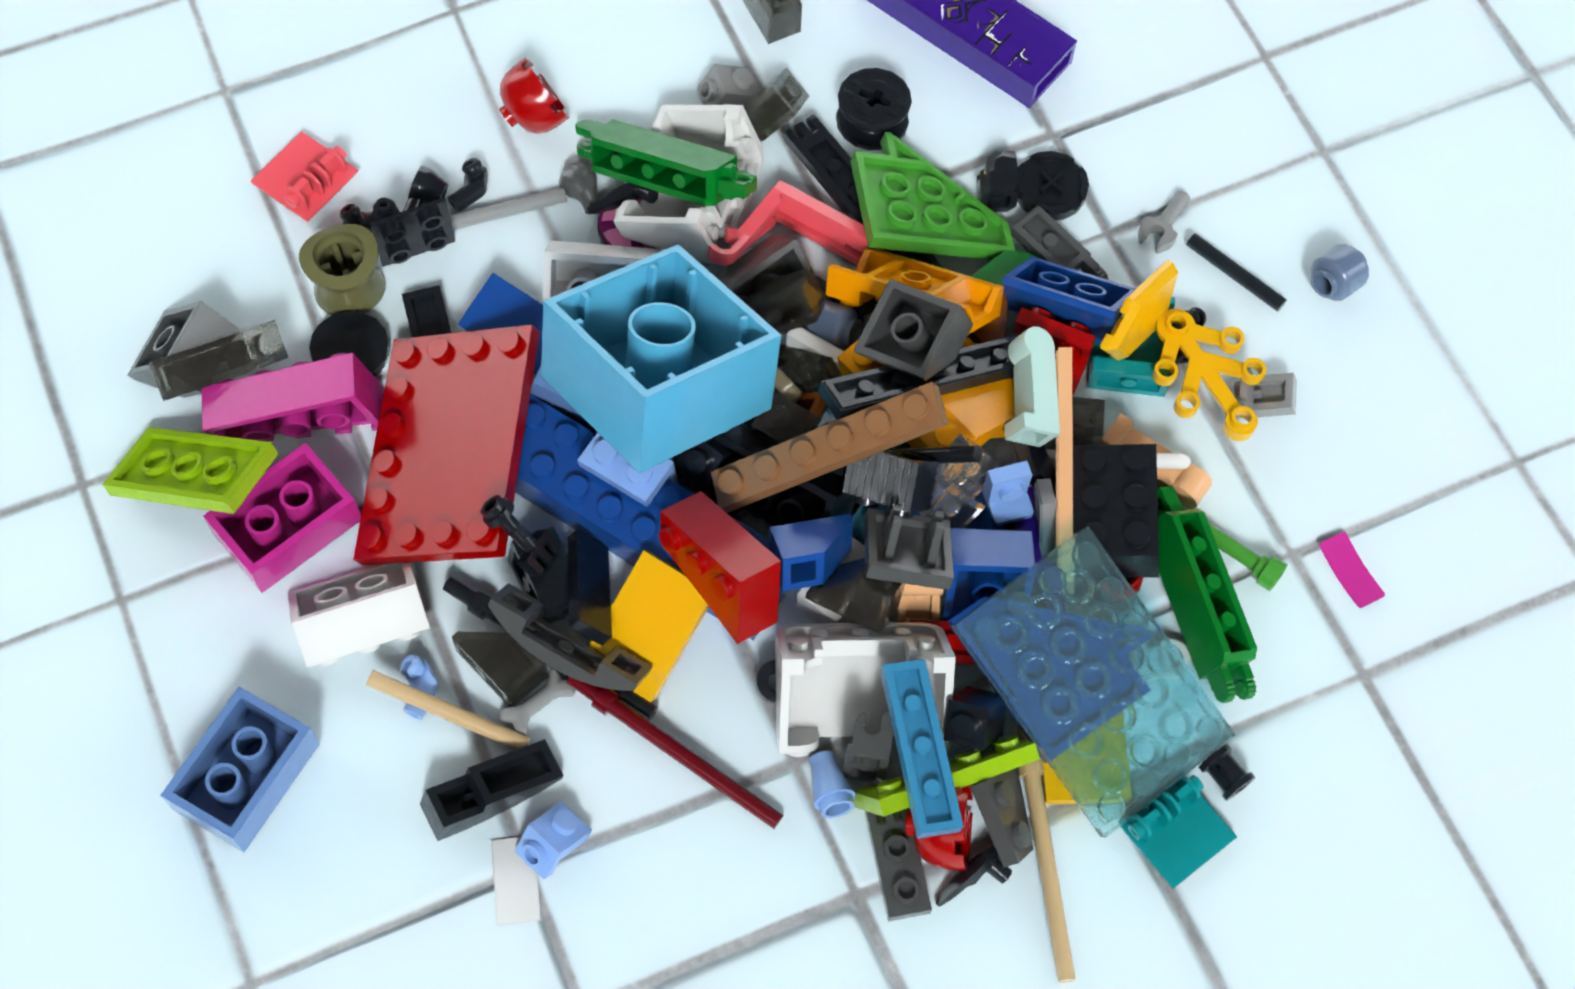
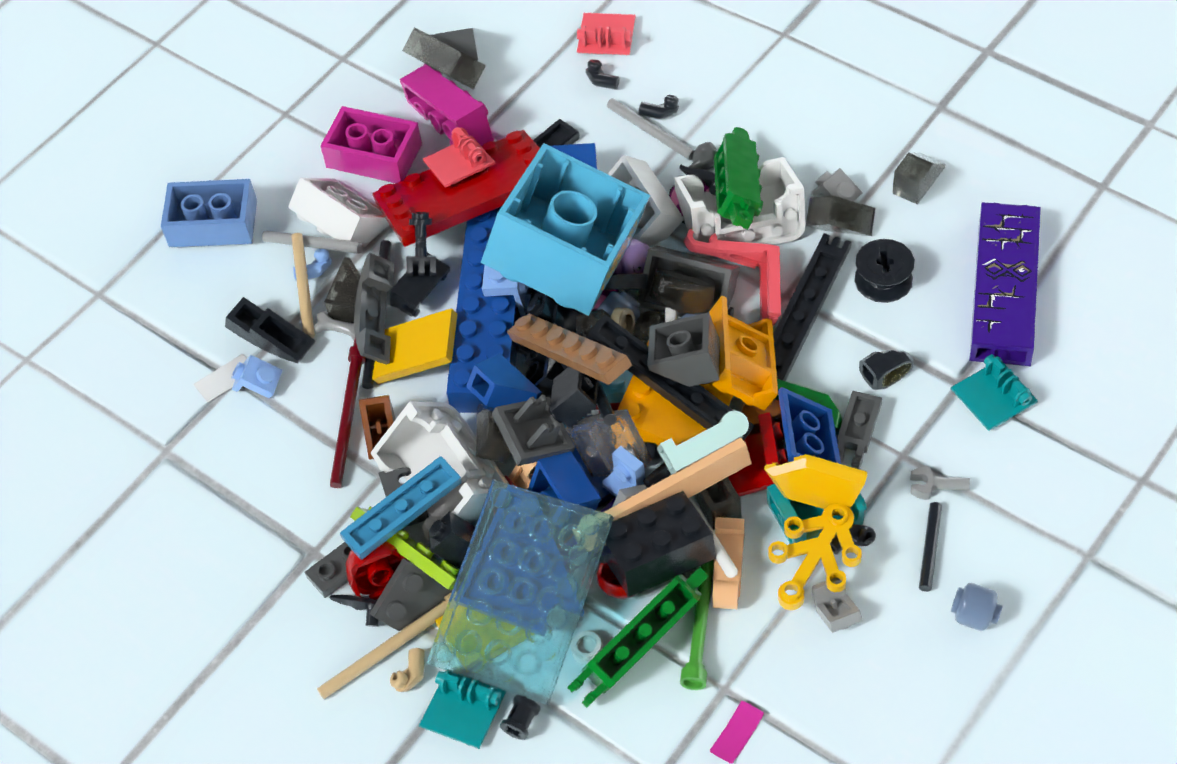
camera: 70 degrees right, 10 degrees down
(191, 469) = (369, 87): lime plate -> none
(343, 268) = (548, 80): olive hat -> none
(354, 334) = (509, 114): black tile -> none
(385, 666) = (314, 242): none -> light grey bar
(404, 429) = (459, 159): none -> coral hinge
(410, 231) = (596, 93): black hinge -> none
(425, 188) = (638, 87): black bar -> none
(530, 100) = (741, 98): red cylinder -> none
(589, 588) = (417, 302): black tile -> none
(723, 564) = (458, 344): red wedge -> none
(738, 728) = (377, 418): none -> dark orange slope
(830, 787) = (368, 495): light blue cone -> none
(921, 209) = (822, 332): bright green wing -> none
(1053, 184) = (912, 402): black tile -> none
(1091, 109) = (994, 393): none -> teal hinge
(1100, 860) = (407, 679): none -> tan arm

